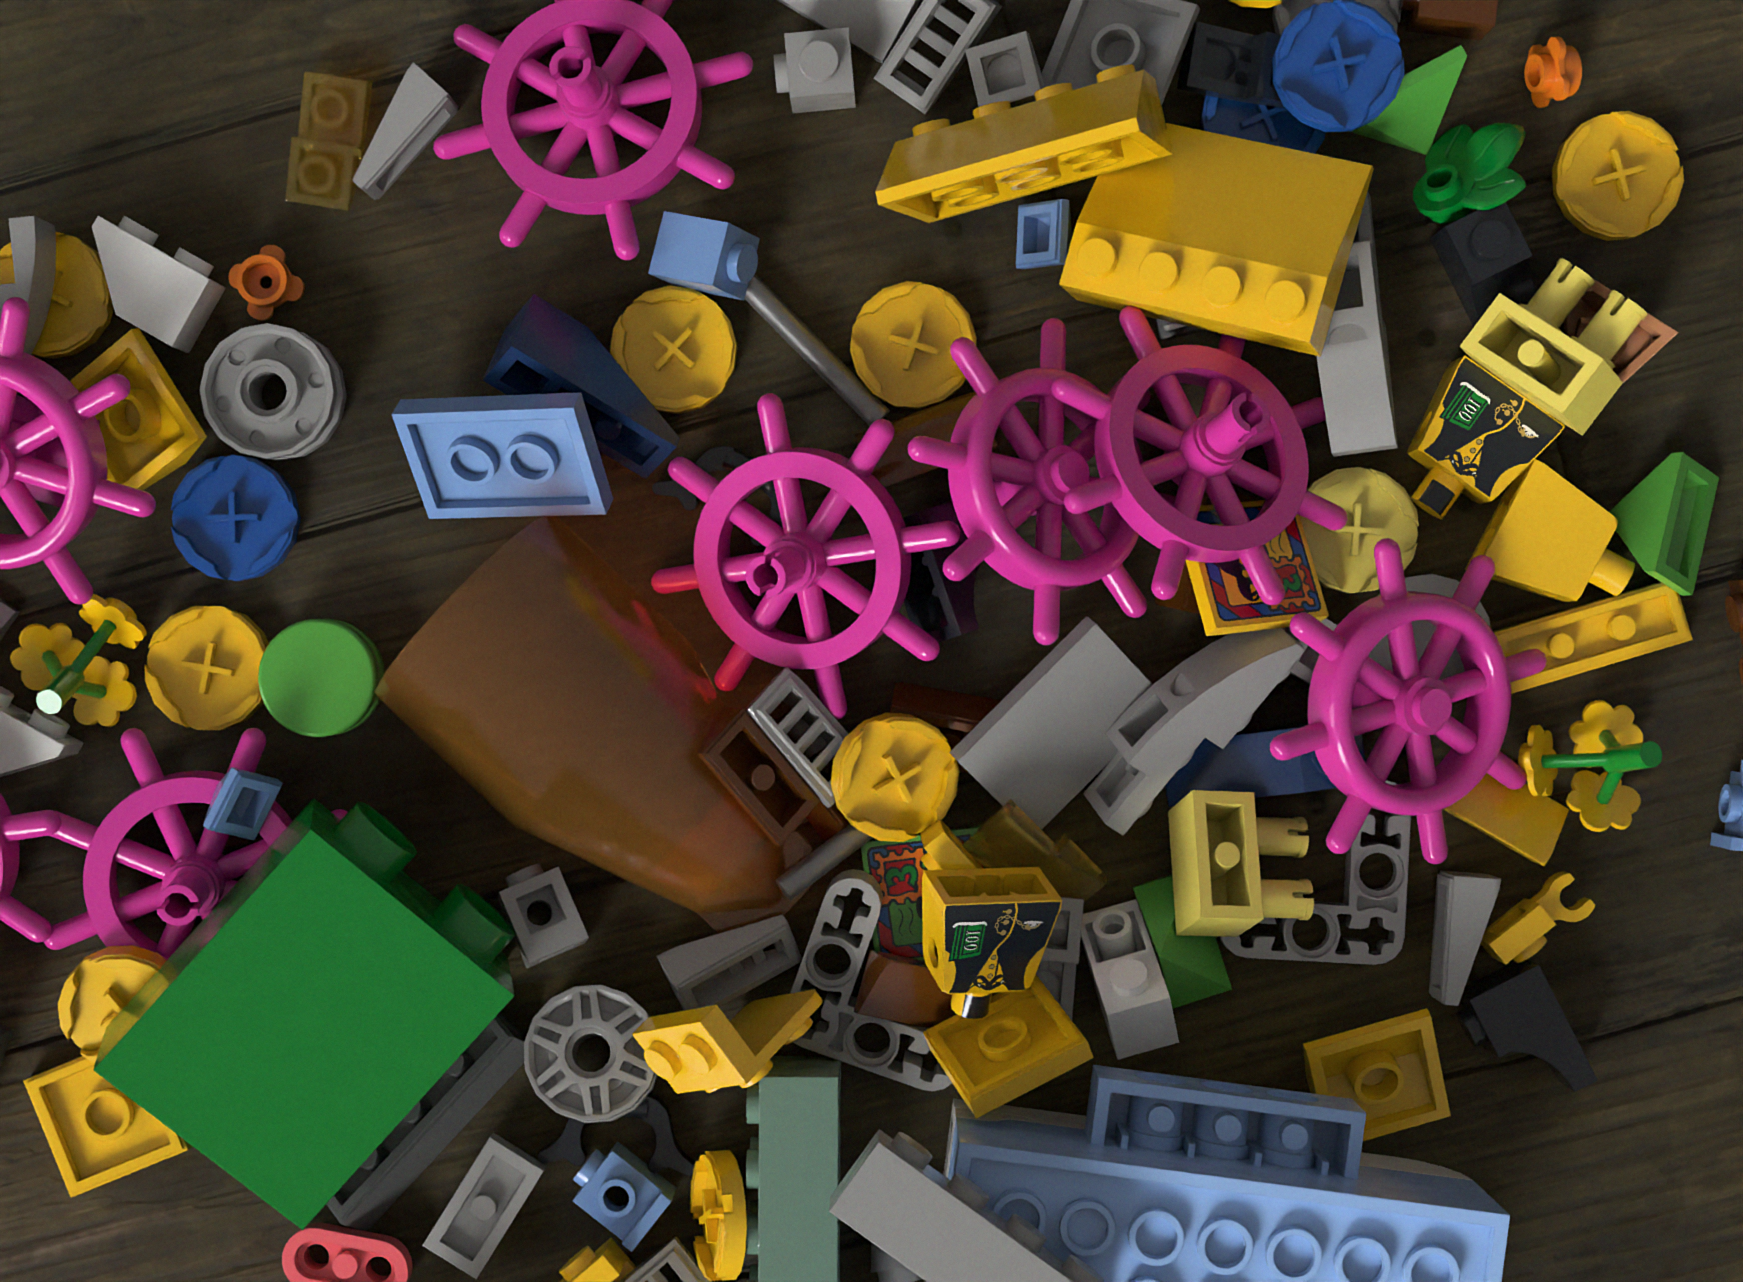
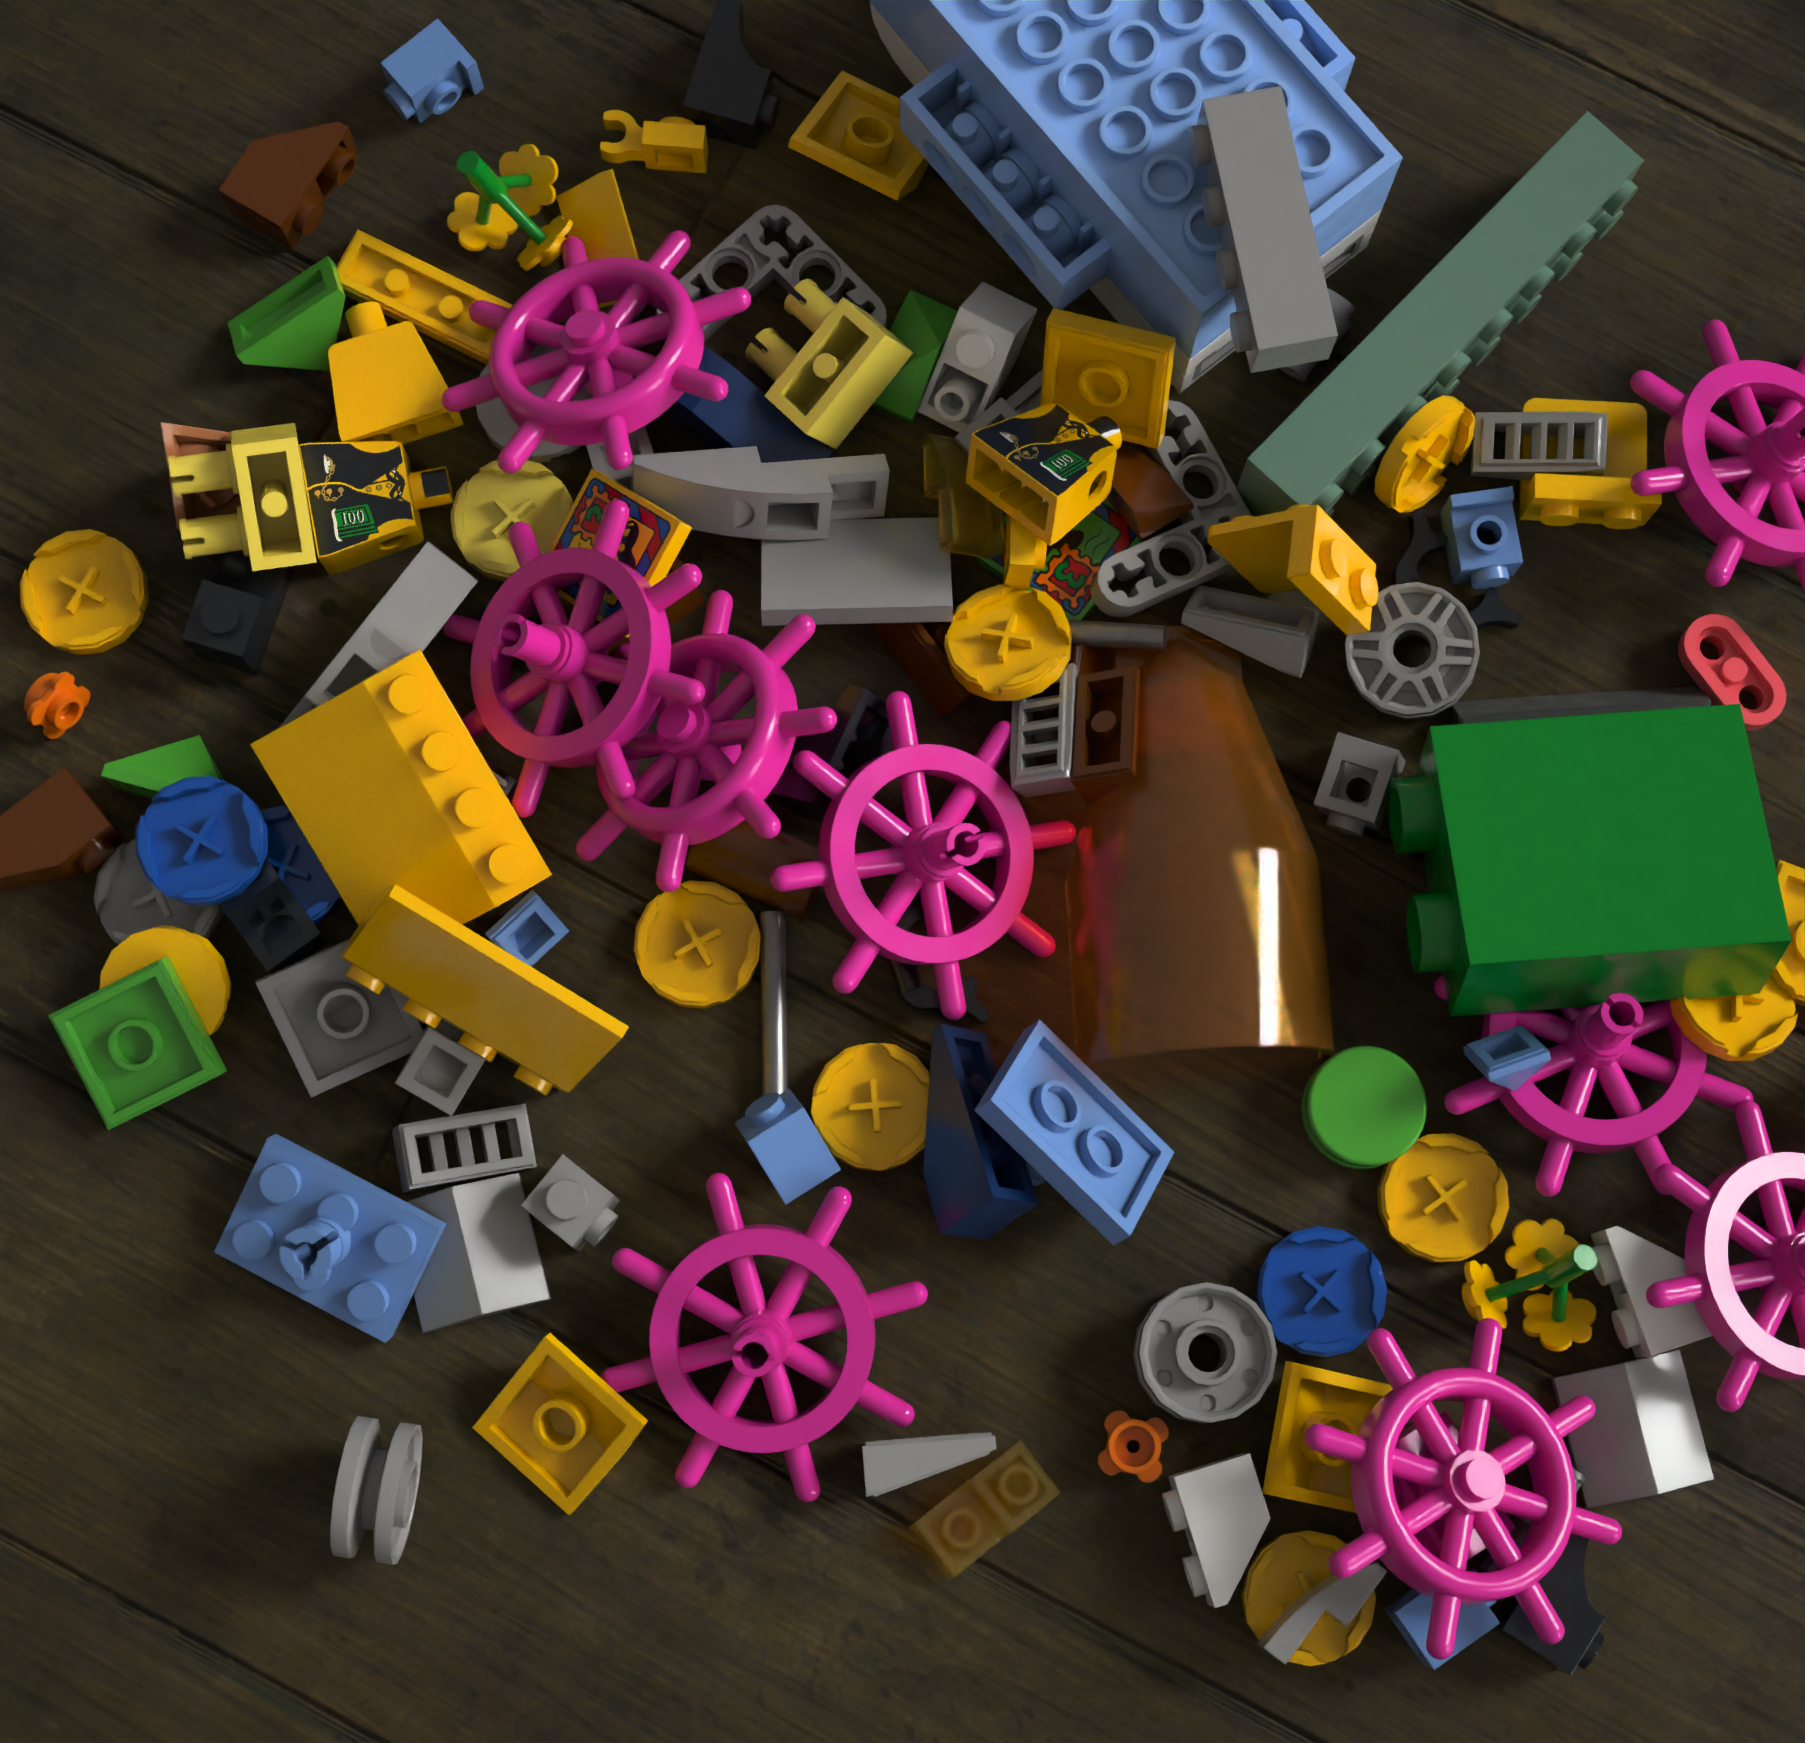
camera: 140 degrees left, 10 degrees down
(484, 1205) = (1591, 621): light grey plate -> none
(1460, 920) = (709, 185): light grey slope -> none
(1469, 171) = (178, 683): green plate -> none

